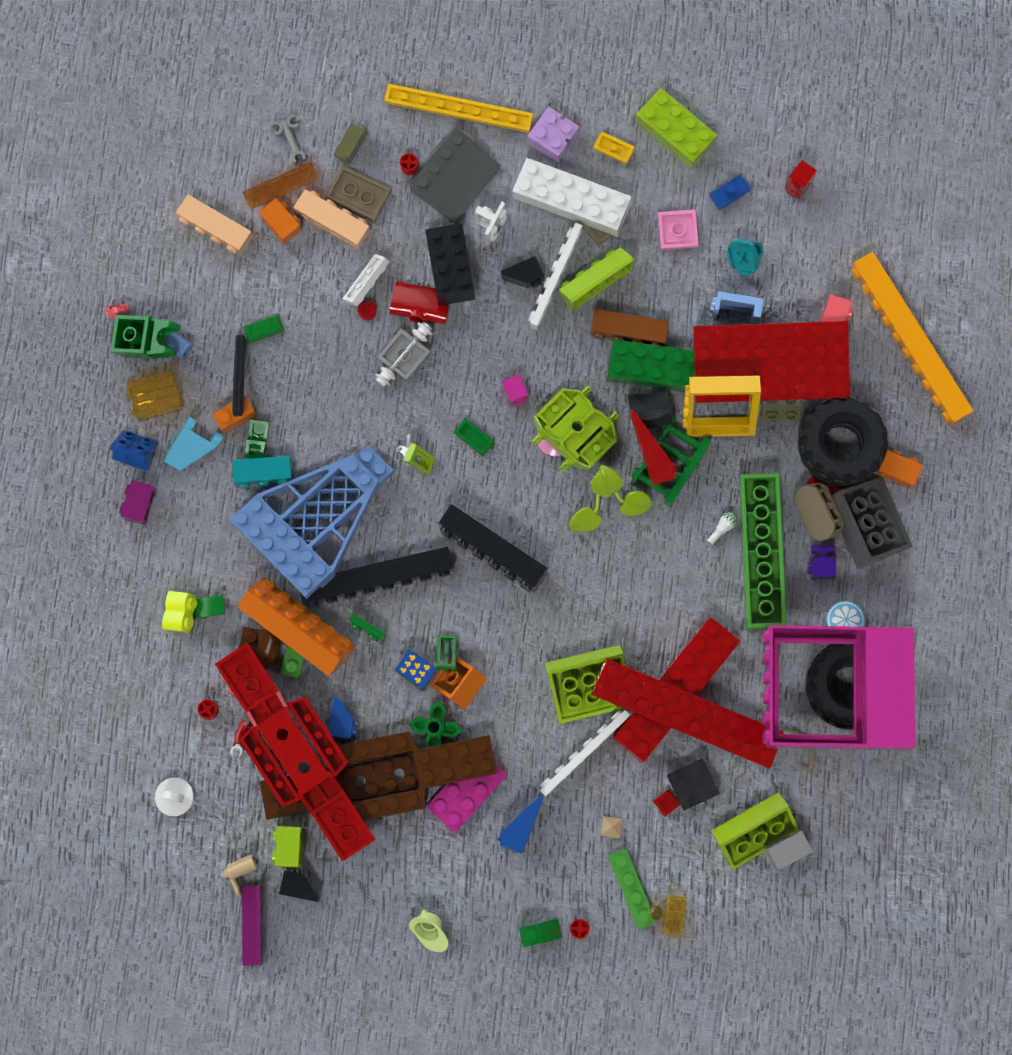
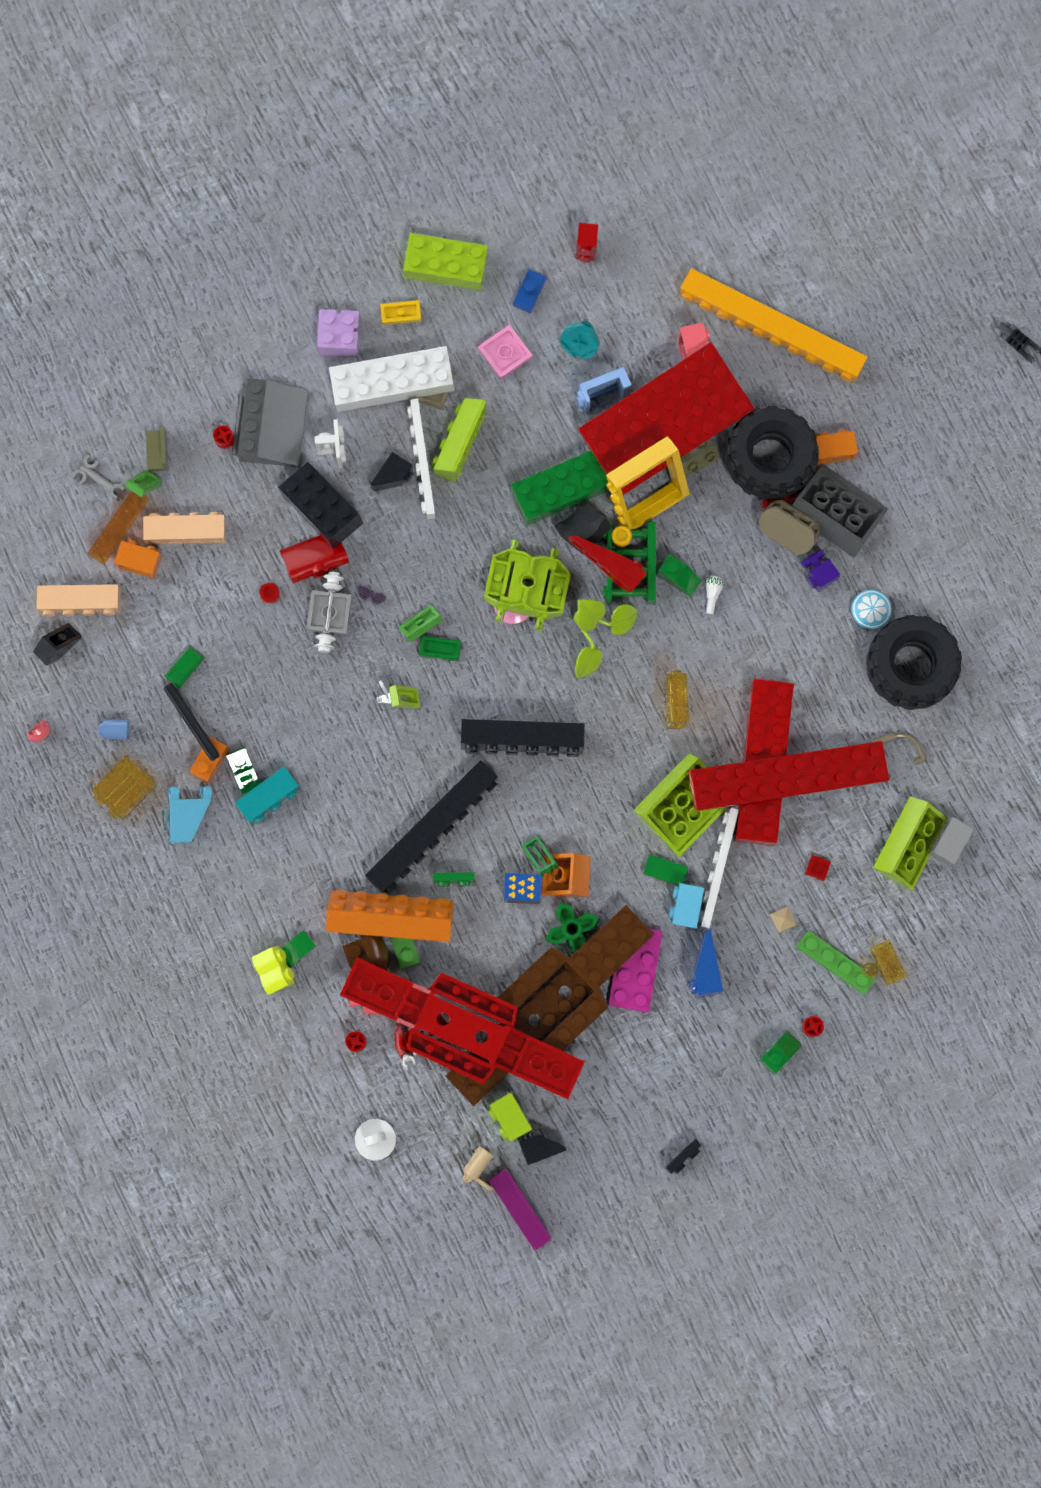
camera: 40 degrees left, 0 degrees up
(133, 450) = (136, 849): blue bracket -> none
(137, 502) = (170, 894): magenta brick -> none
(142, 337) = (79, 741): green brick -> none
(175, 249) = (56, 644): none -> black slope
(284, 547) = (334, 851): medium blue wing -> none
(322, 163) = (143, 483): none -> bright green plate
(341, 722) = (484, 976): blue slope -> none
(358, 194) = (193, 492): dark tan tile -> none
(366, 280) = (251, 565): white plate -> none
(399, 969) = (677, 1163): none -> black plate
(429, 931) = (682, 1113): yellowish green piece -> none
(443, 357) = (365, 593): none -> clear purple piece
(458, 108) = (236, 359): yellow plate -> none
(470, 407) = (420, 623): none -> bright green plate
(515, 390) = (451, 583): dark pink brick -> none
(540, 766) = (687, 905): none -> medium azure brick
(541, 727) = (665, 870): none -> green tile
(629, 328) = (517, 466): dark orange brick -> none
(636, 595) = (676, 700): none -> clear yellow brick
(676, 435) = (621, 536): none -> yellow tile
(693, 784) = (831, 836): black brick -> none
(704, 496) = (679, 575): none -> green slope
(762, 551) = (762, 593): bright green brick -> none
(880, 687) = (944, 645): dark pink panel -> none

